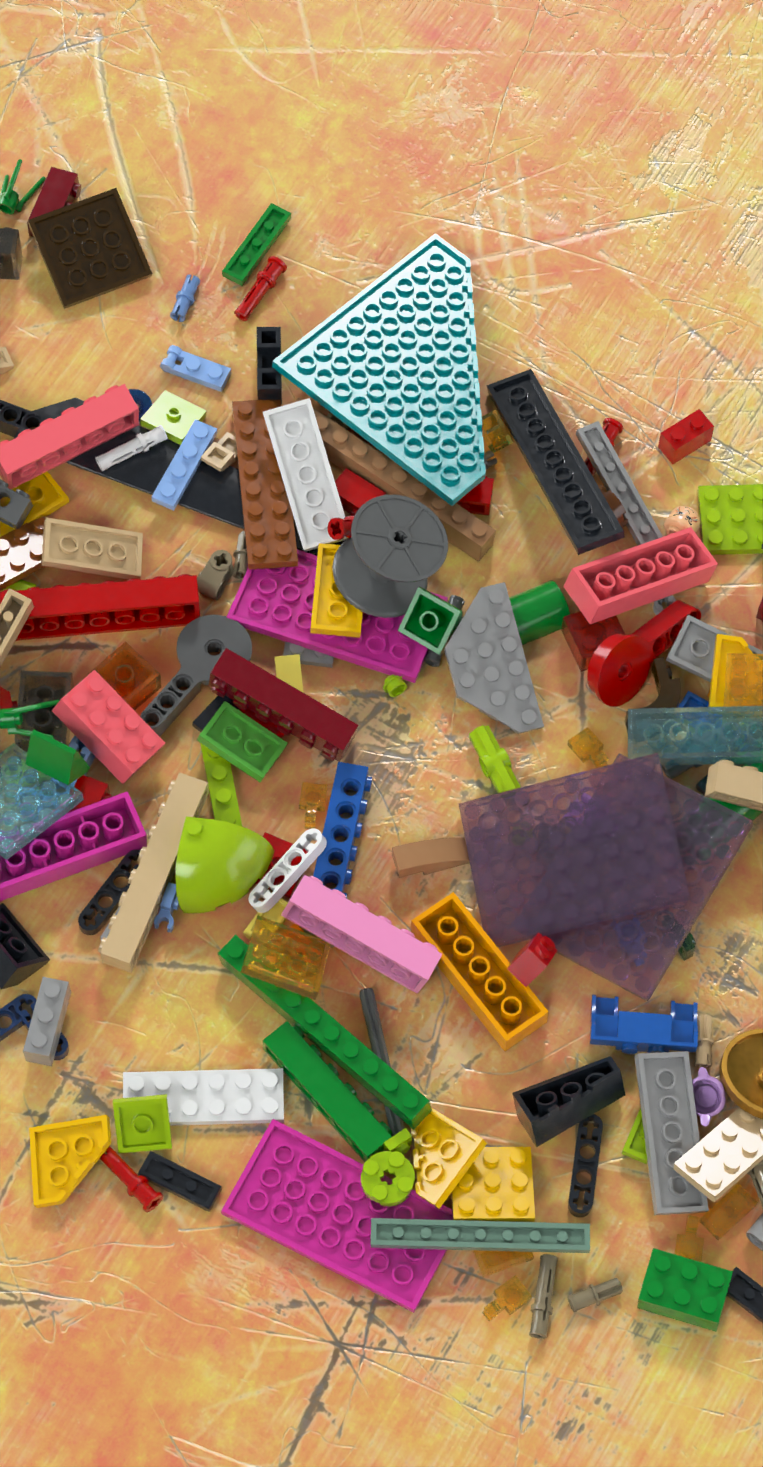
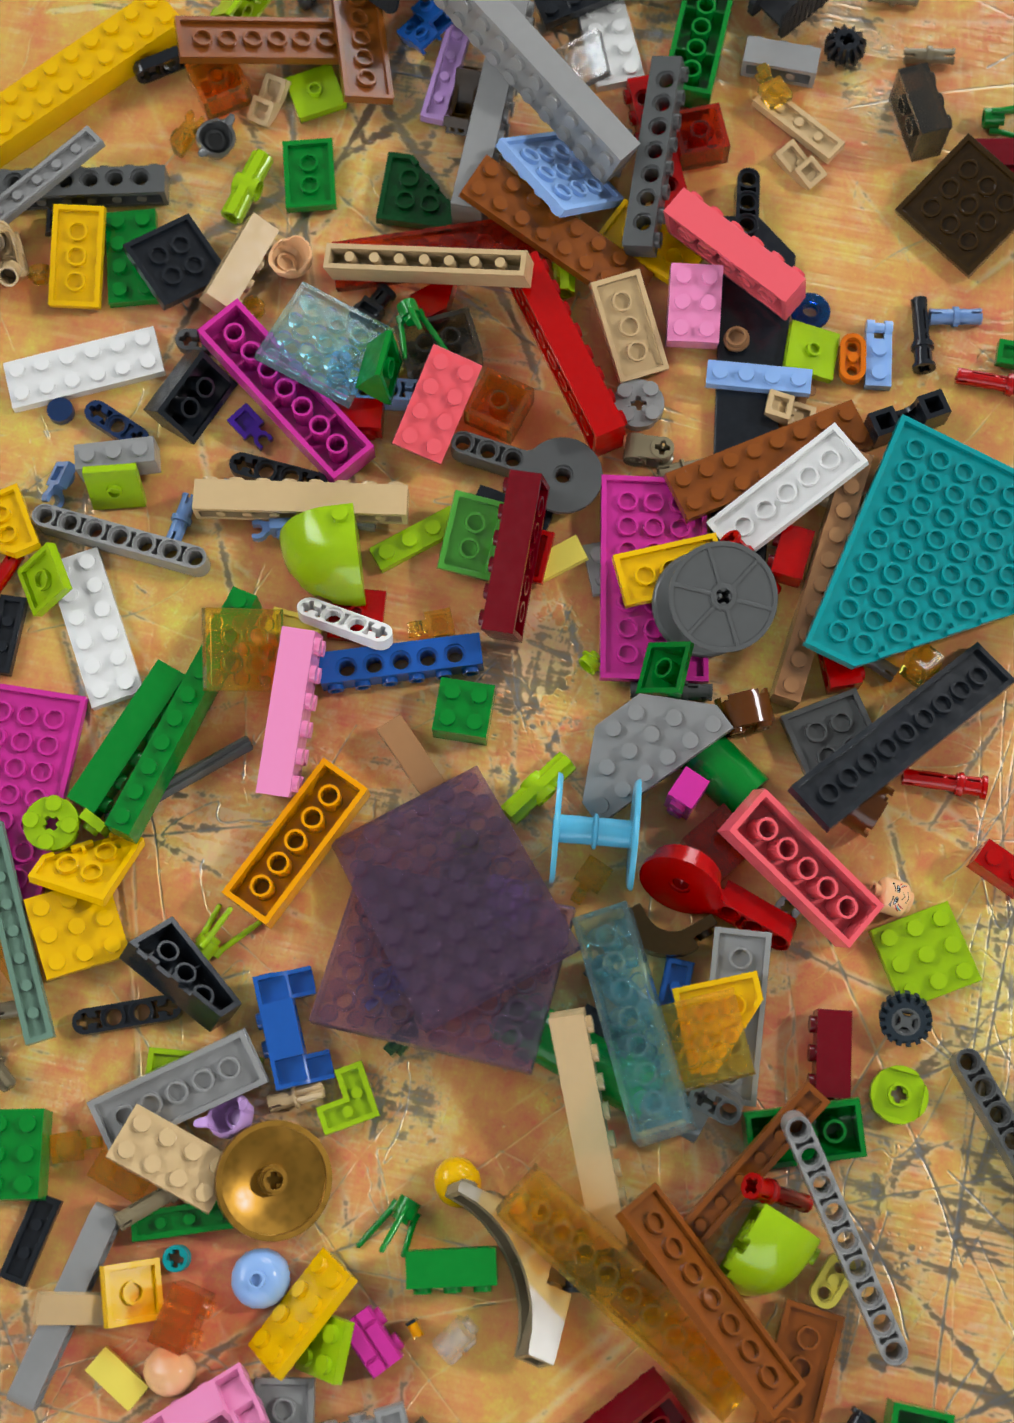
camera: 75 degrees right, 10 degrees up
(40, 1088) = (59, 480): none -> medium blue plate
(52, 903) = (248, 424): none -> dark purple plate
(73, 1033) = (114, 486): none -> lime plate
(94, 490) = (694, 306): none -> bright pink brick
(124, 990) = (181, 518): none -> medium blue pin
(131, 1035) = (113, 531): none -> light grey beam
(140, 443) = (763, 328): white pin -> none
(140, 468) = (736, 339): none -> medium nougat plate
(161, 558) = (646, 392): none -> light grey plate
(193, 388) = (850, 360): none -> orange plate
(202, 331) = (922, 344): none -> black pin
(404, 799) = (463, 711): none -> green brick
(487, 571) = (747, 710): none -> reddish brown brick
(528, 524) = (824, 727): none -> dark grey plate
(532, 959) = (318, 890): red brick -> none
(542, 1072) = (208, 942): none -> lime plant
(544, 644) = (685, 794): none -> dark pink brick
(570, 692) = (598, 831): none -> medium azure piece
(618, 481) = (908, 815): light grey plate -> none
(725, 993) = (357, 1102): none -> lime plate

